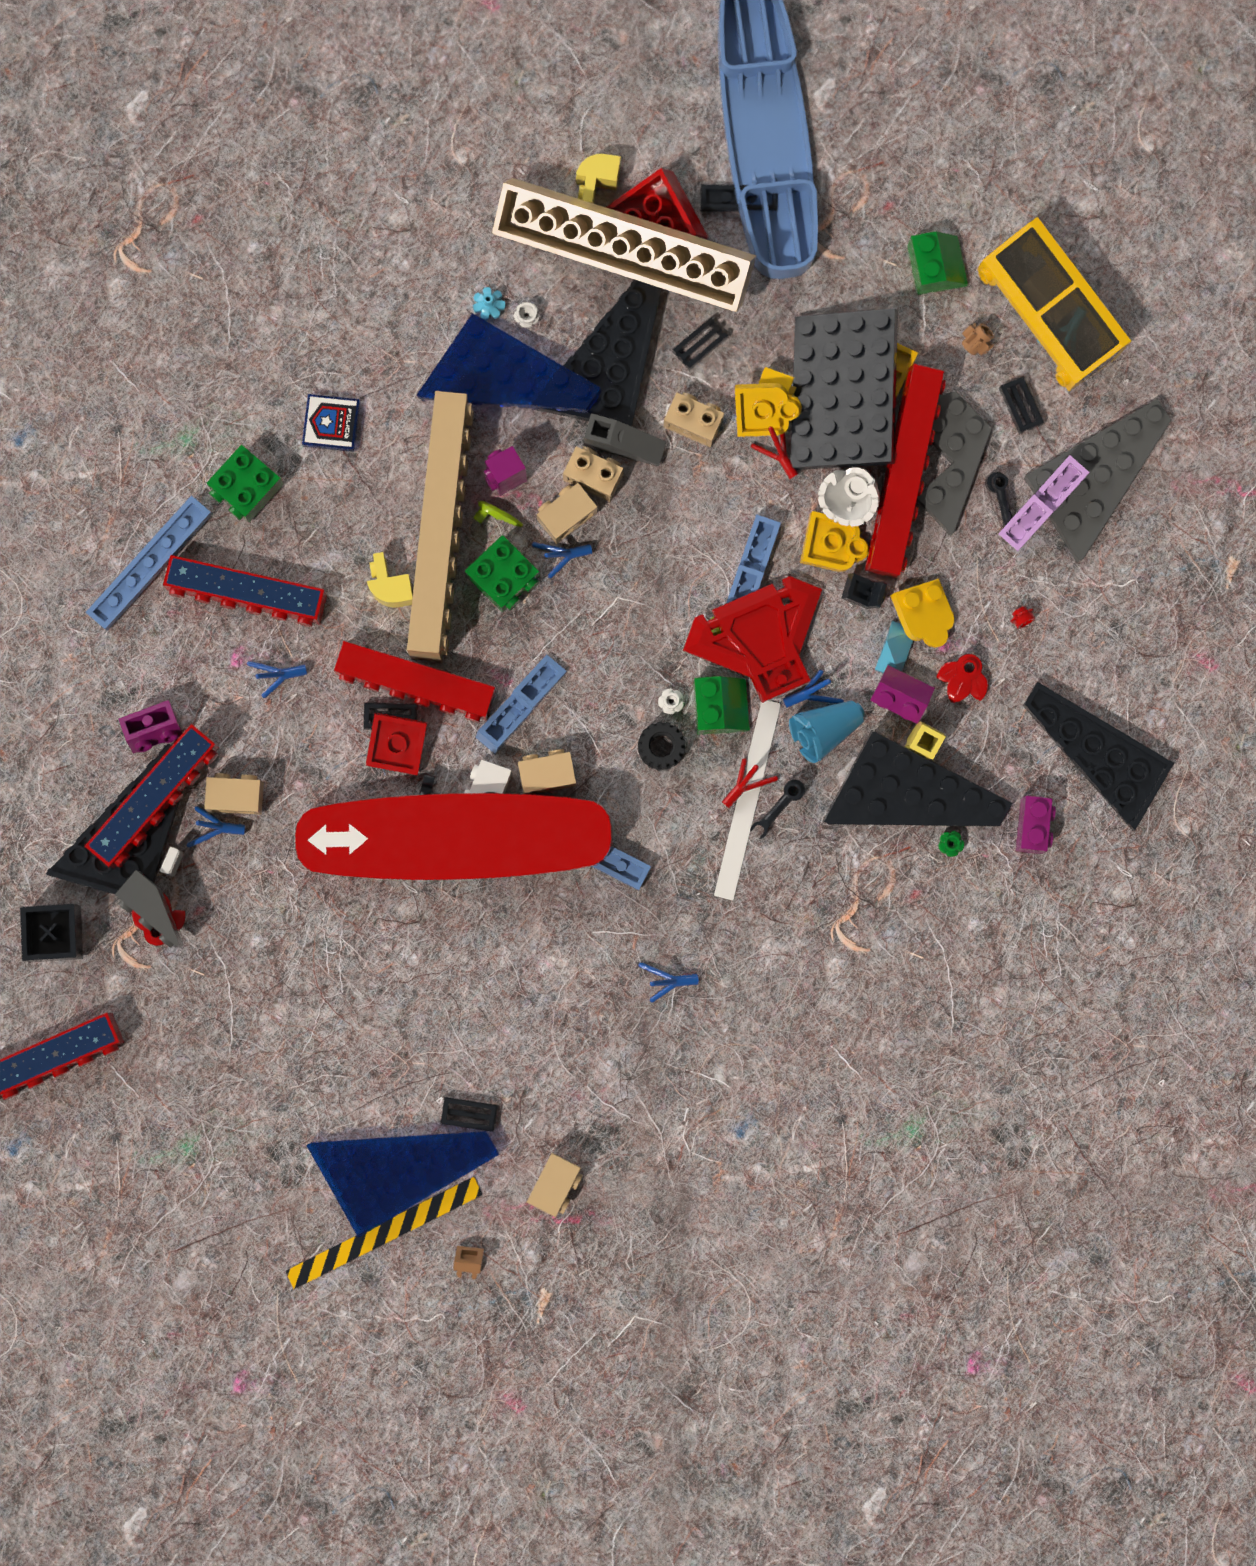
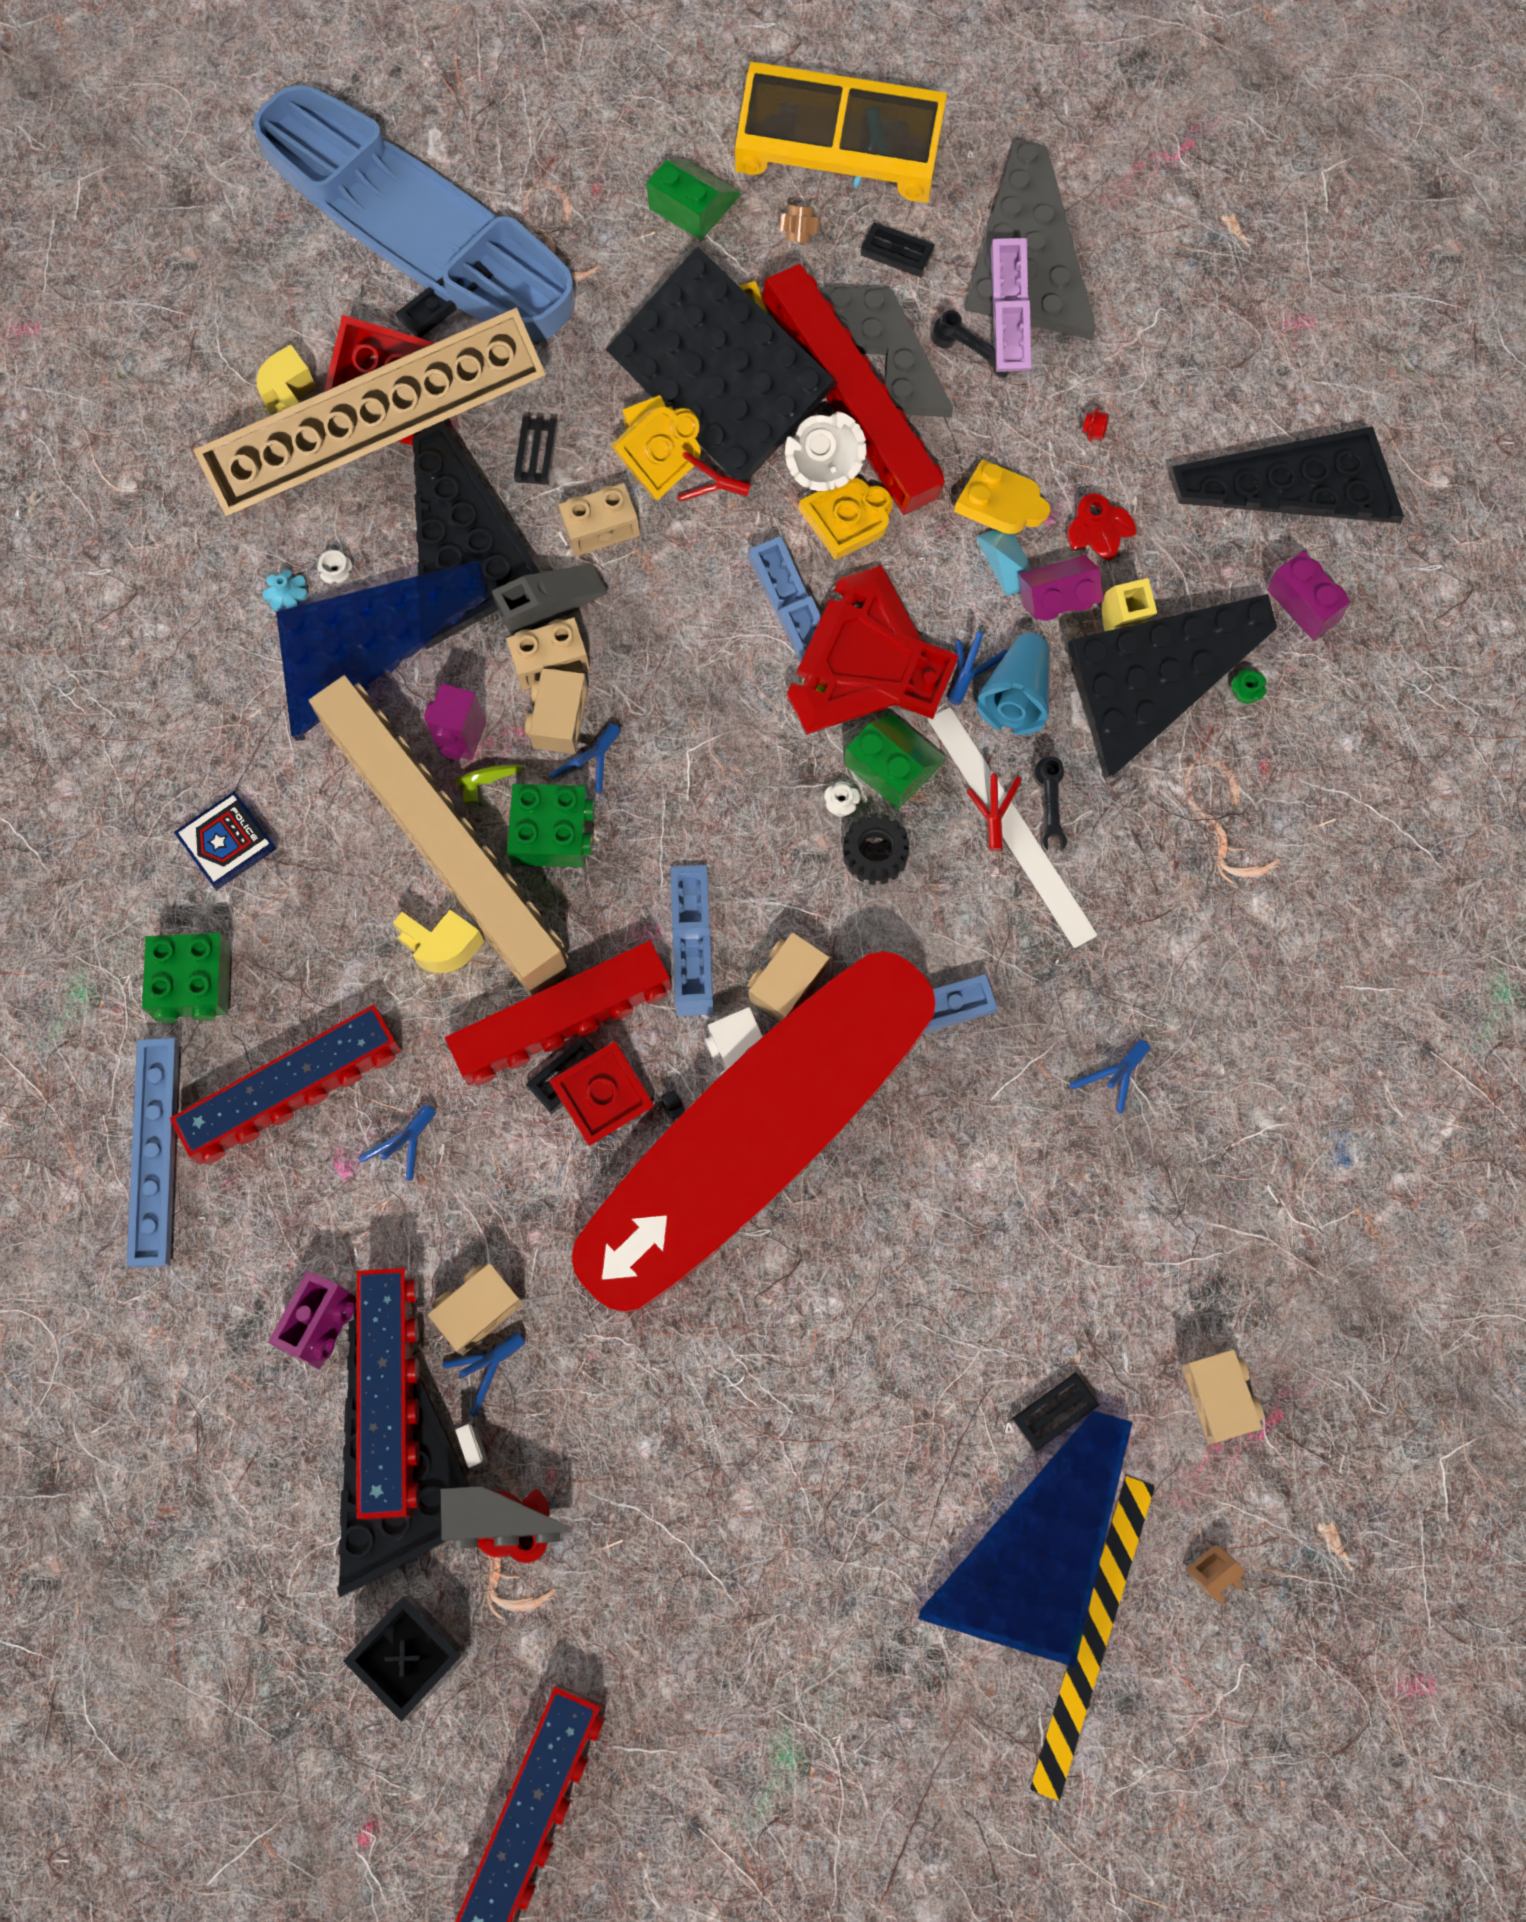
camera: 35 degrees left, 10 degrees down
(864, 591) = (925, 531): black bracket -> none

